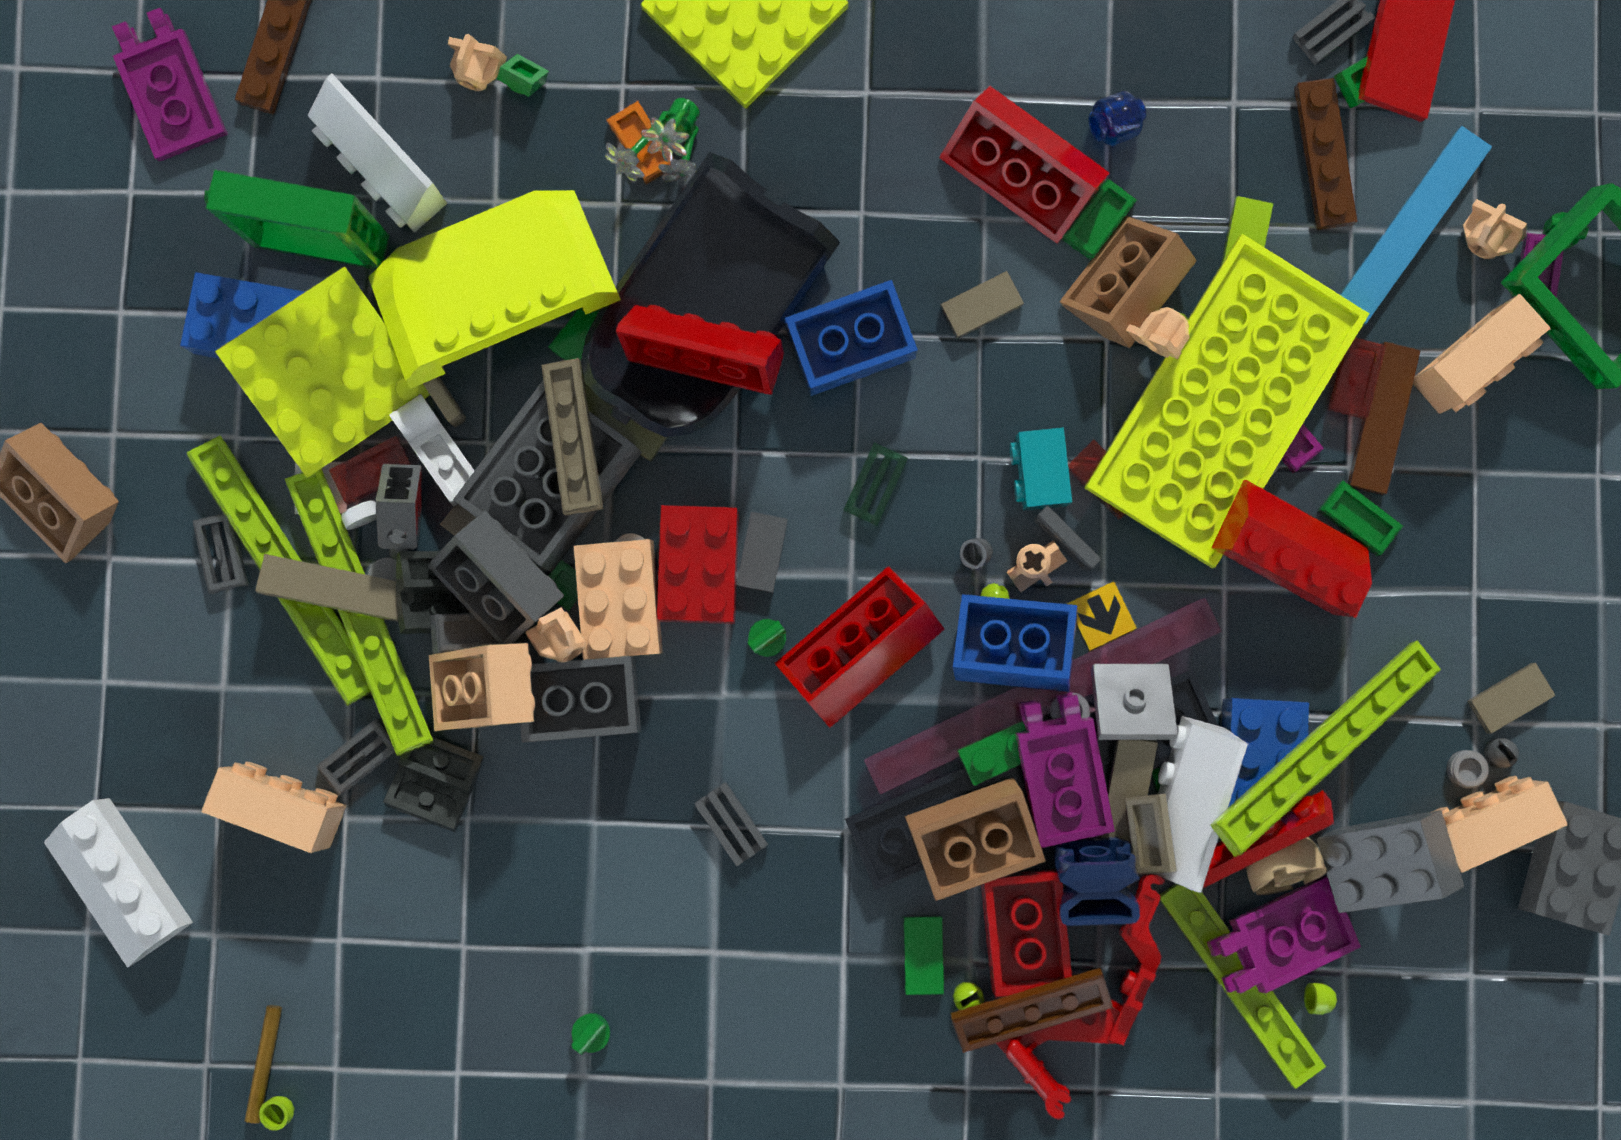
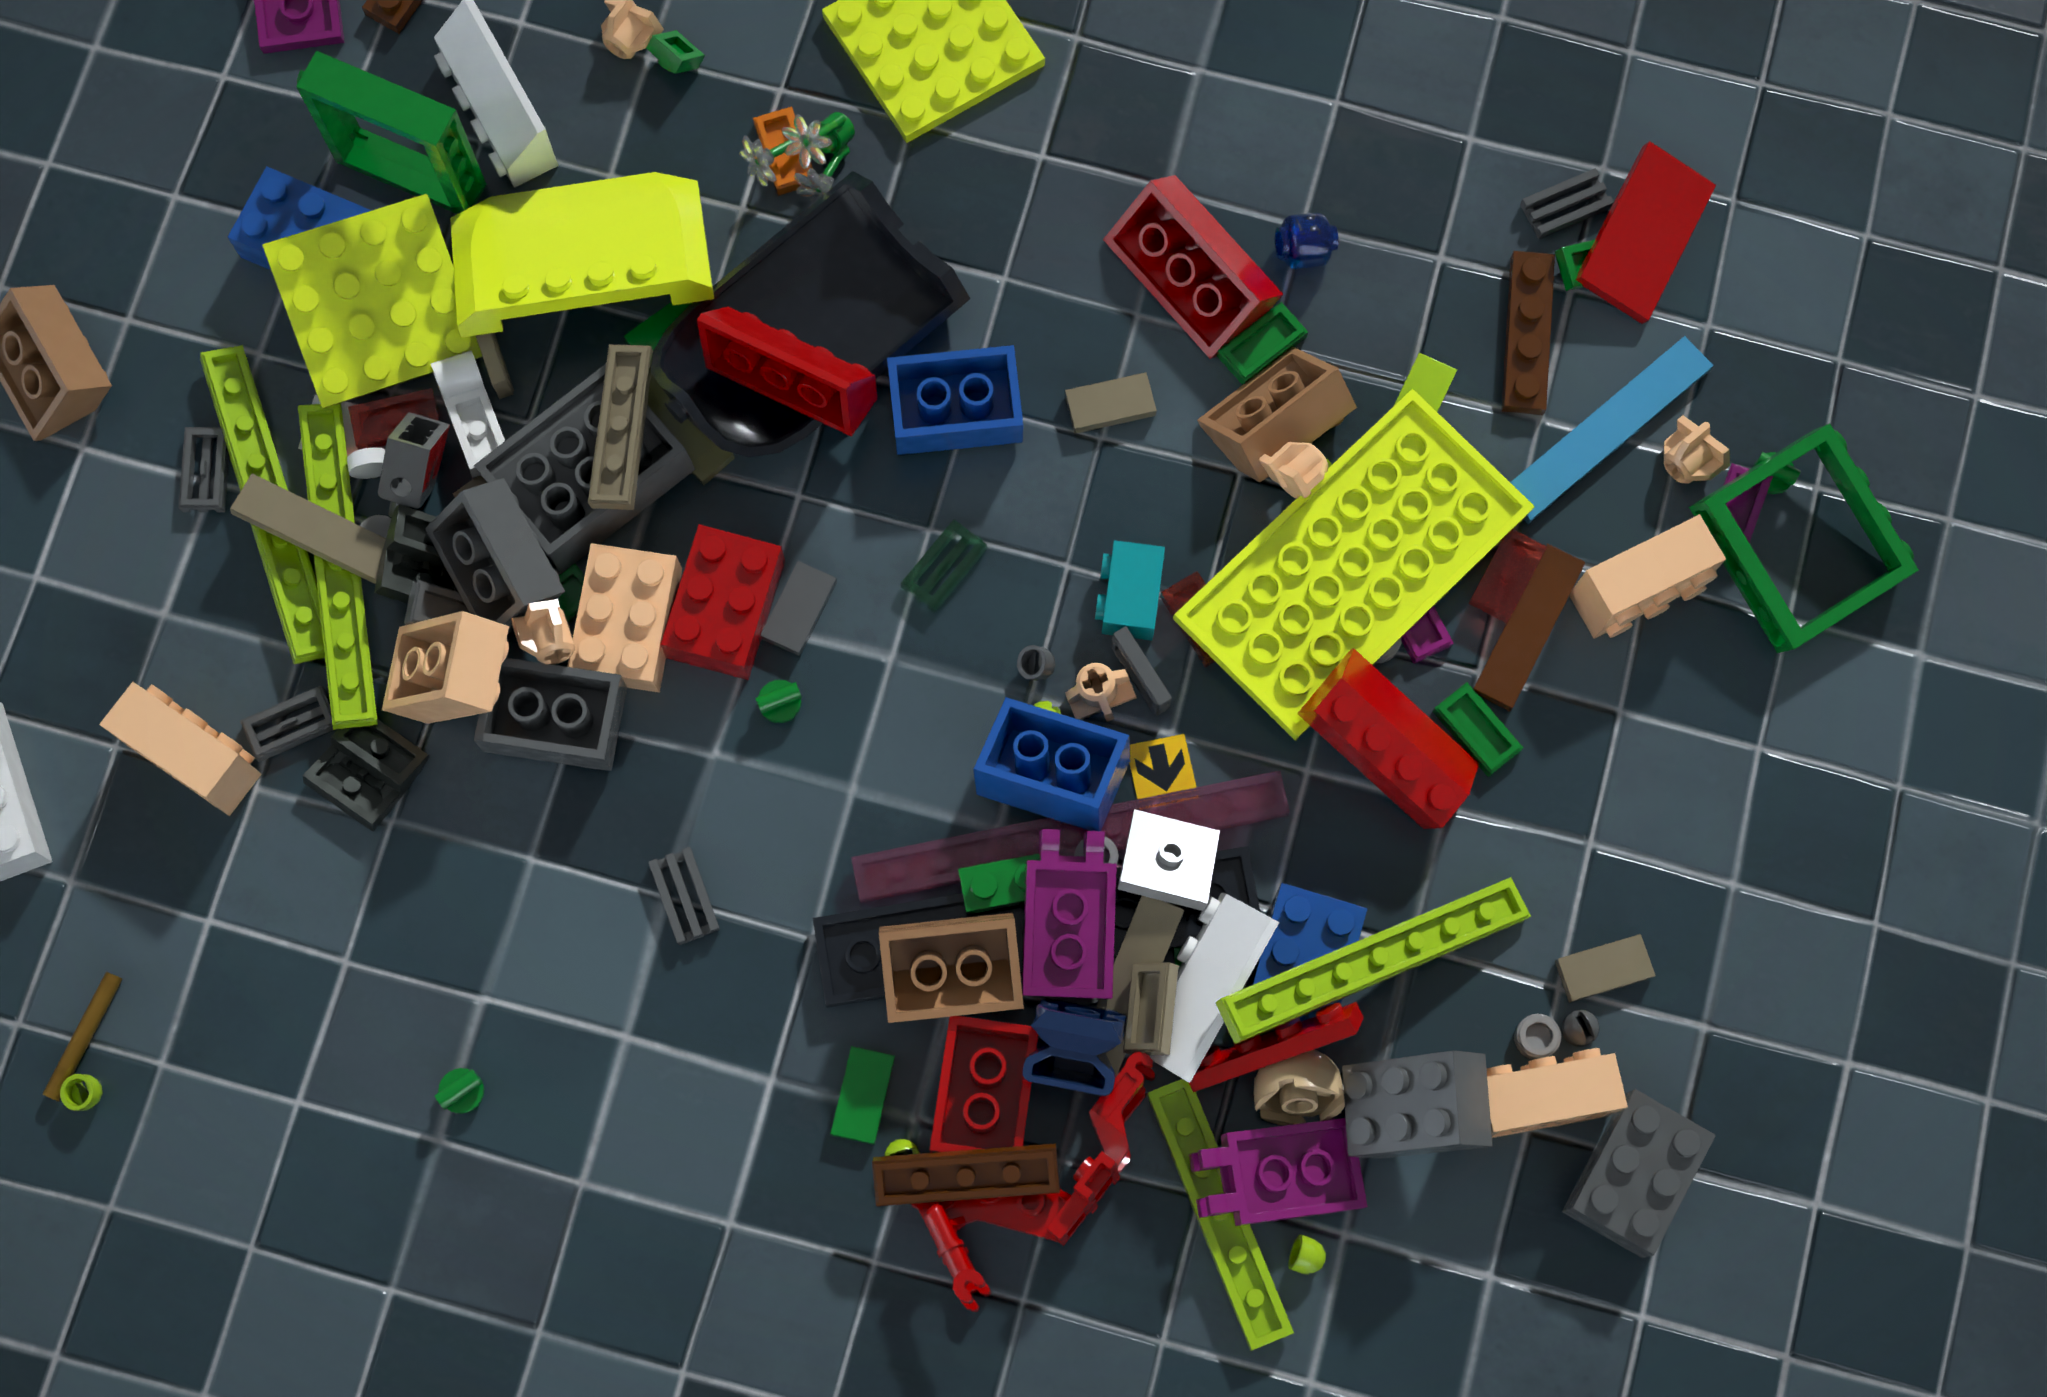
camera: 10 degrees right, 10 degrees down
(860, 646) = (880, 734): red slope -> none

